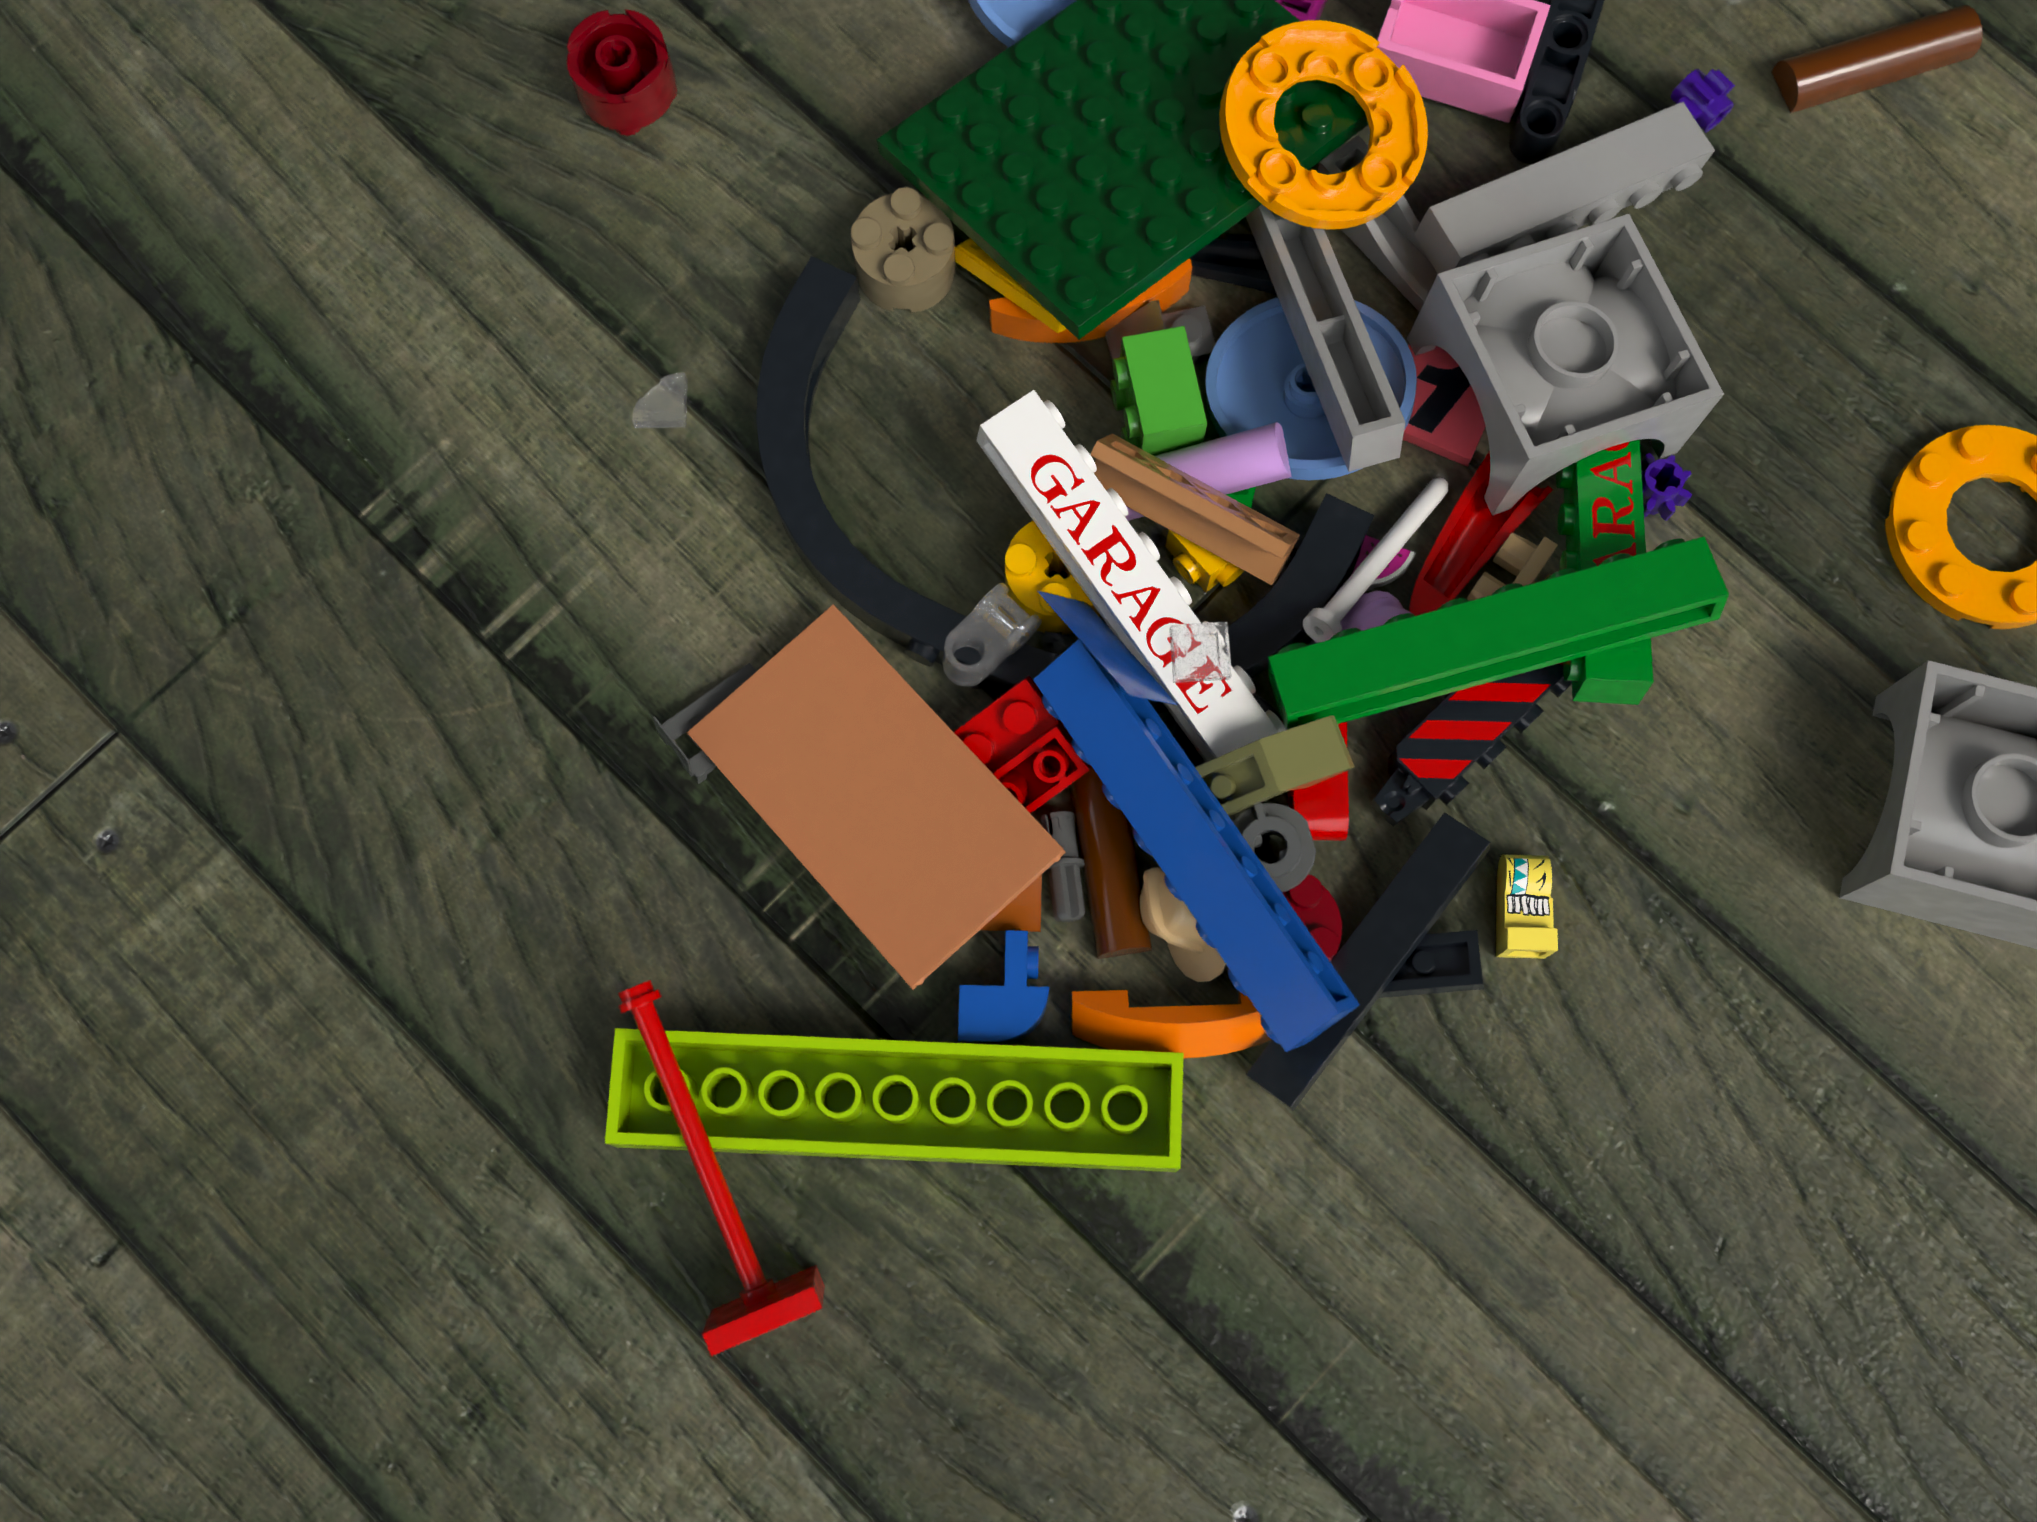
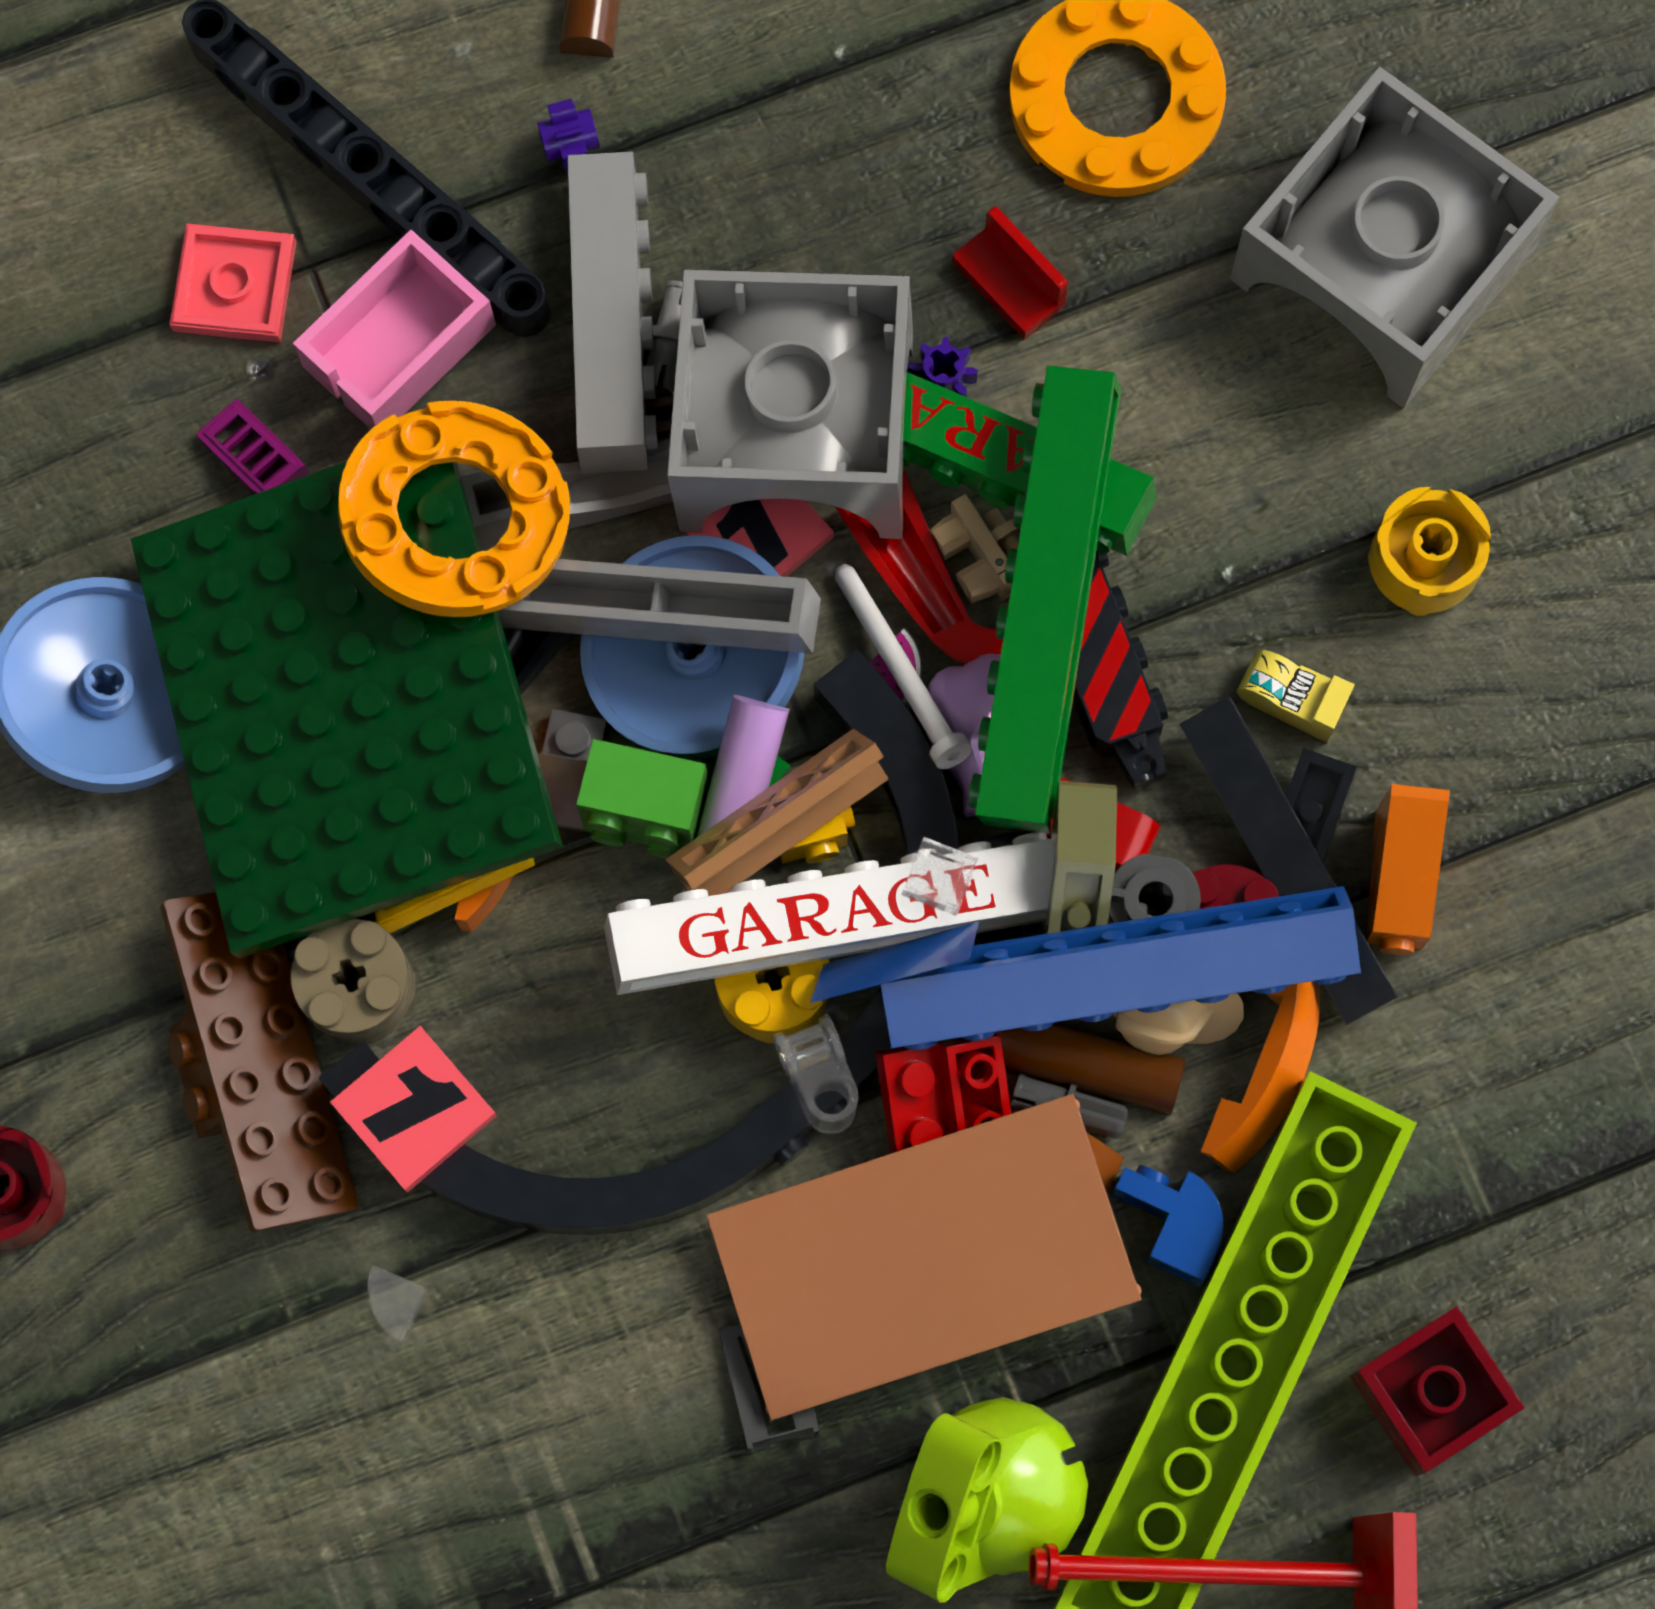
camera: 65 degrees left, 0 degrees up
(682, 921) = (985, 1496): none -> lime piece
(793, 212) = (254, 1072): none -> reddish brown bracket
(815, 335) = (413, 1109): none -> coral tile
(949, 1290) = (1436, 1392): none -> dark red brick
(1412, 1066) = (1405, 867): none -> orange slope
(1746, 959) = (1428, 520): none -> yellow brick
(1776, 507) = (1012, 274): none -> red panel

